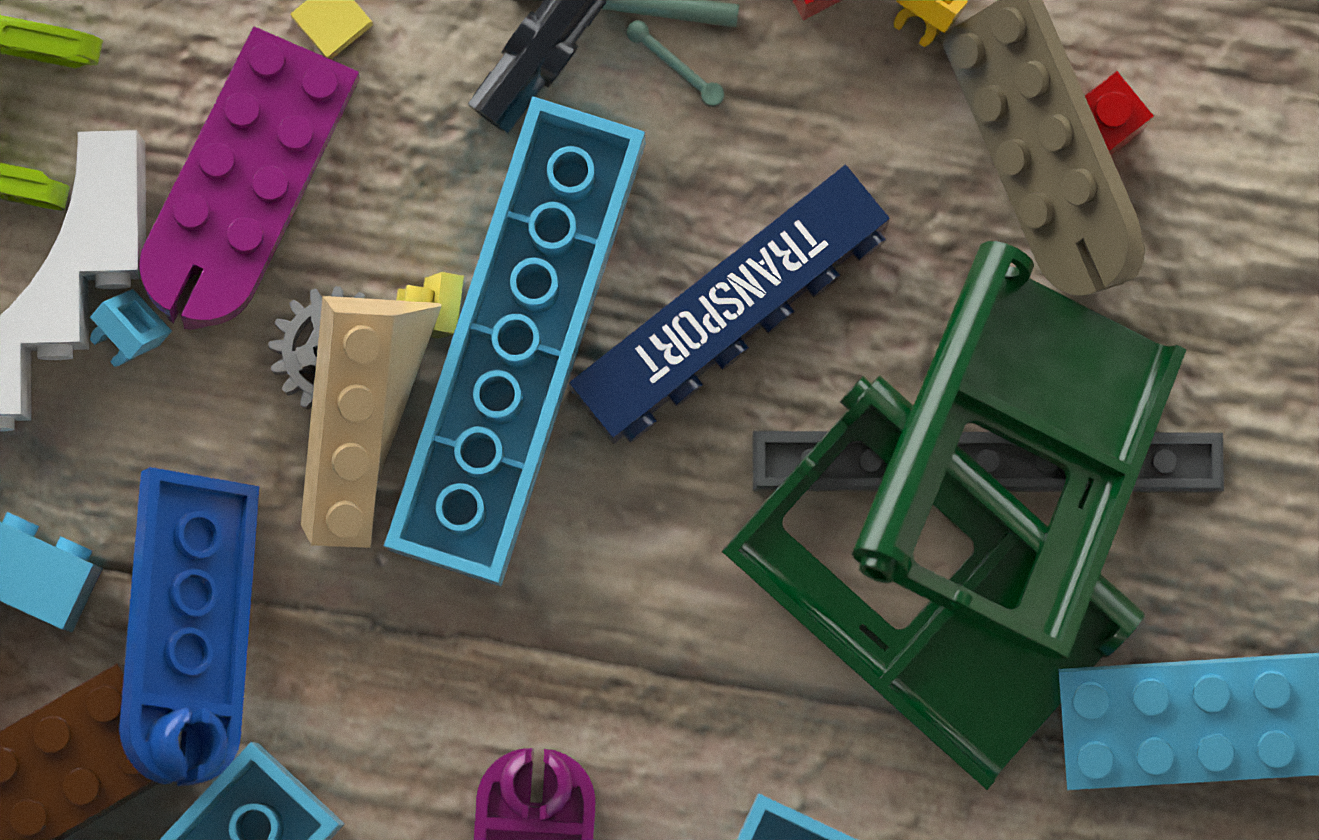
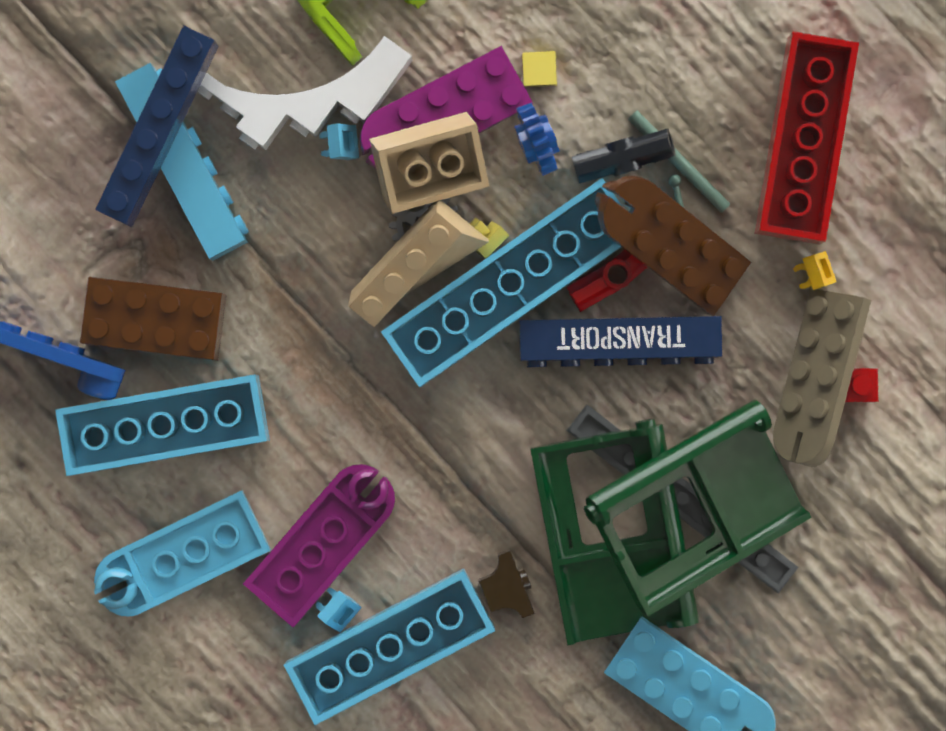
camera: 40 degrees right, 5 degrees up
(188, 625) = (266, 300): blue plate -> none
(273, 255) = (429, 162): none -> tan brick
(400, 113) = (536, 139): none -> blue gear
(663, 184) = (597, 285): none -> red piece
(695, 113) = (670, 241): none -> reddish brown plate
(839, 771) = (507, 586): none -> dark brown brick

